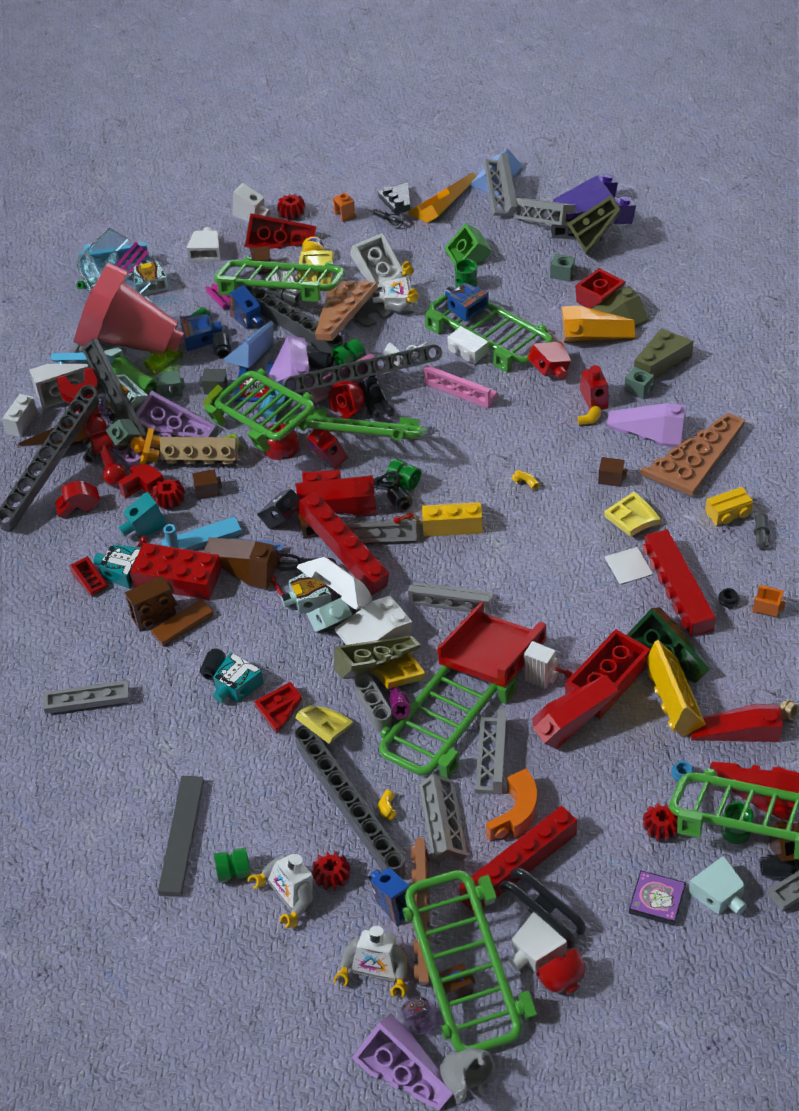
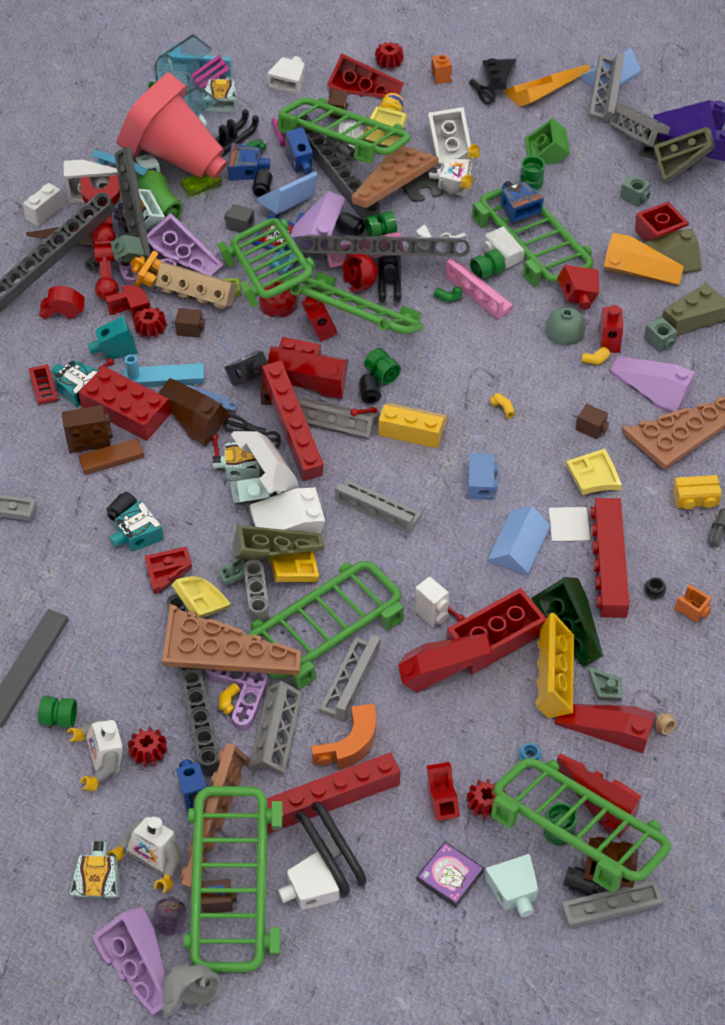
camera: 15 degrees right, 5 degrees up
(170, 384) = (196, 211): sand green brick -> none
(172, 308) = (228, 133): none -> black piece
(210, 398) = (229, 234): lime tile -> none
(248, 201) = (347, 41): white torso -> none
(334, 999) = (96, 874): none -> torso
(343, 692) = (232, 572): none -> sand green piece
(360, 759) = (218, 646): none -> nougat wing
(378, 481) = (355, 366): black piece -> none
(399, 704) = (280, 600): magenta hinge -> none
(402, 790) = (248, 688): none -> lavender beam
(435, 400) = (446, 296): none -> green arm
(460, 362) = (488, 265): none -> green wheel
(489, 646) = (390, 568): red panel -> none
(534, 545) = (481, 476): none -> medium blue brick
(552, 397) = (565, 326): none -> sand green cylinder
(563, 972) = (323, 920): red cylinder -> none
(591, 591) = (520, 540): none -> light blue slope
(619, 828) = (442, 792): none -> red brick
(722, 692) = (606, 685): none -> sand green piece

